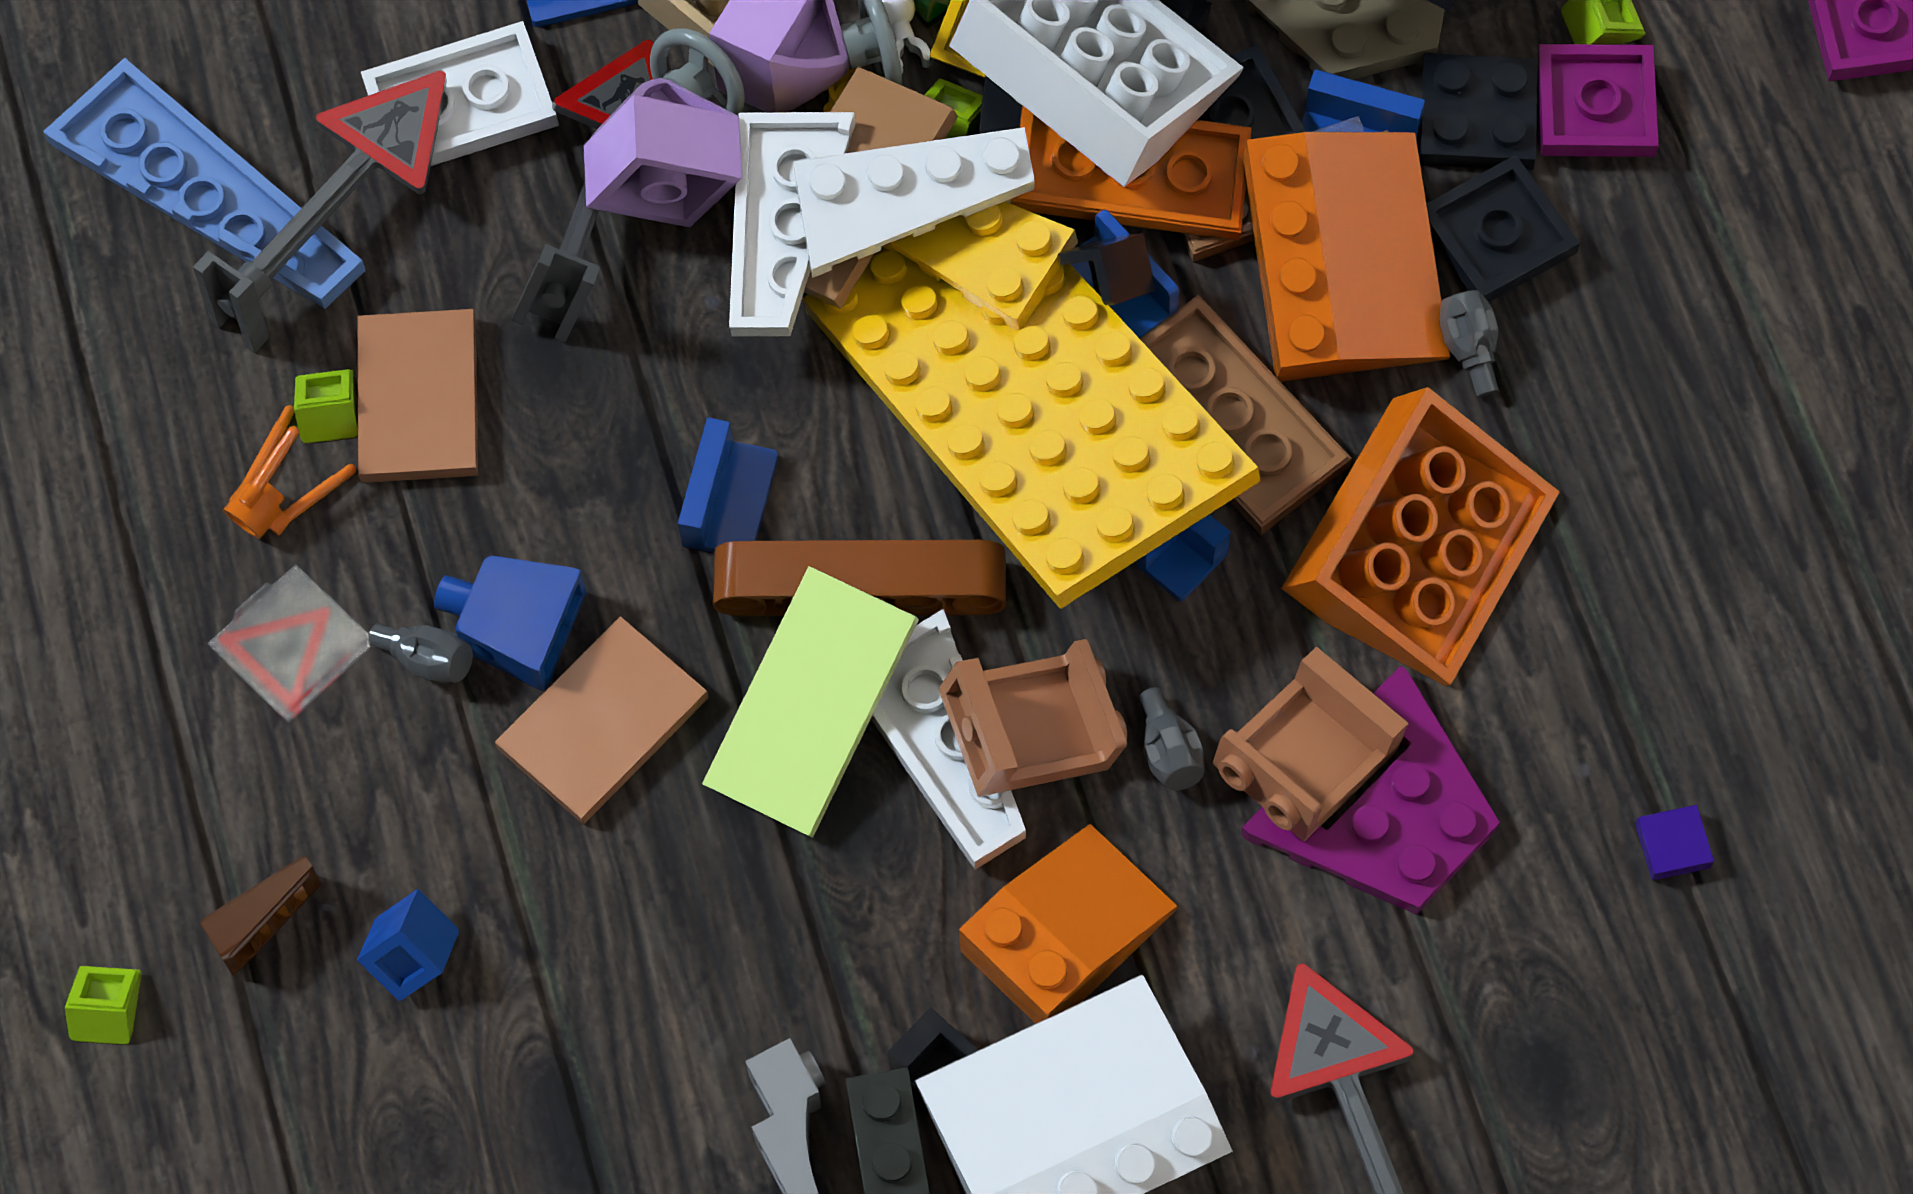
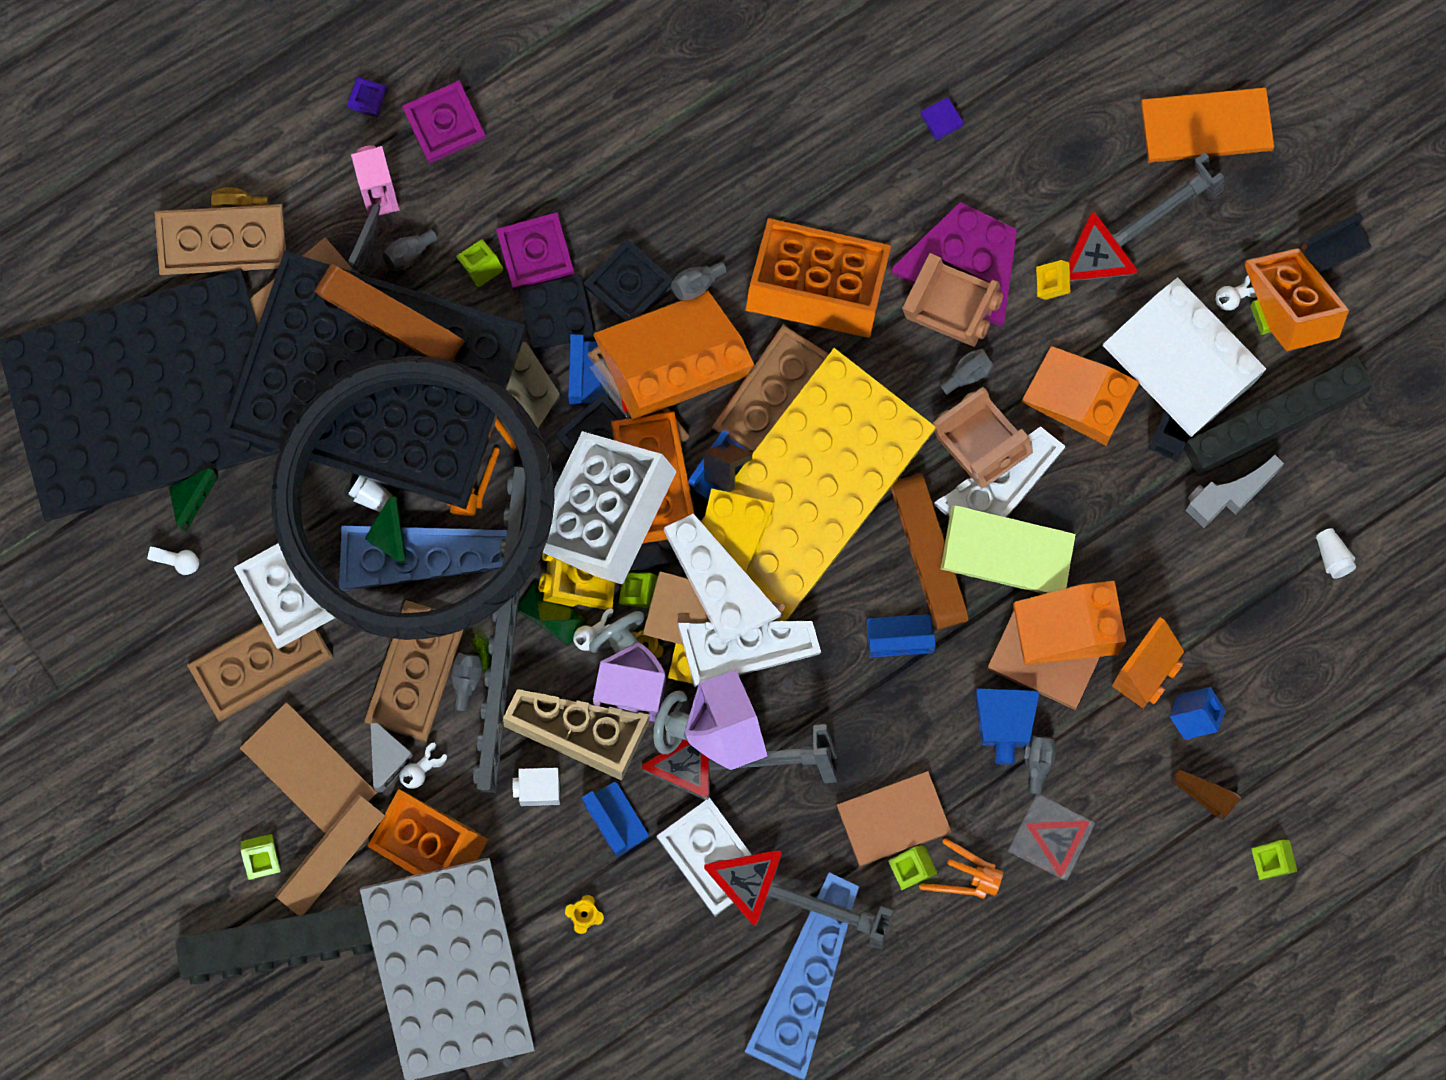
camera: 110 degrees left, 10 degrees up
(514, 868) = (1150, 665): none -> orange slope
(642, 767) = (1070, 624): none -> orange slope
(1300, 940) = (1053, 279): none -> yellow plate

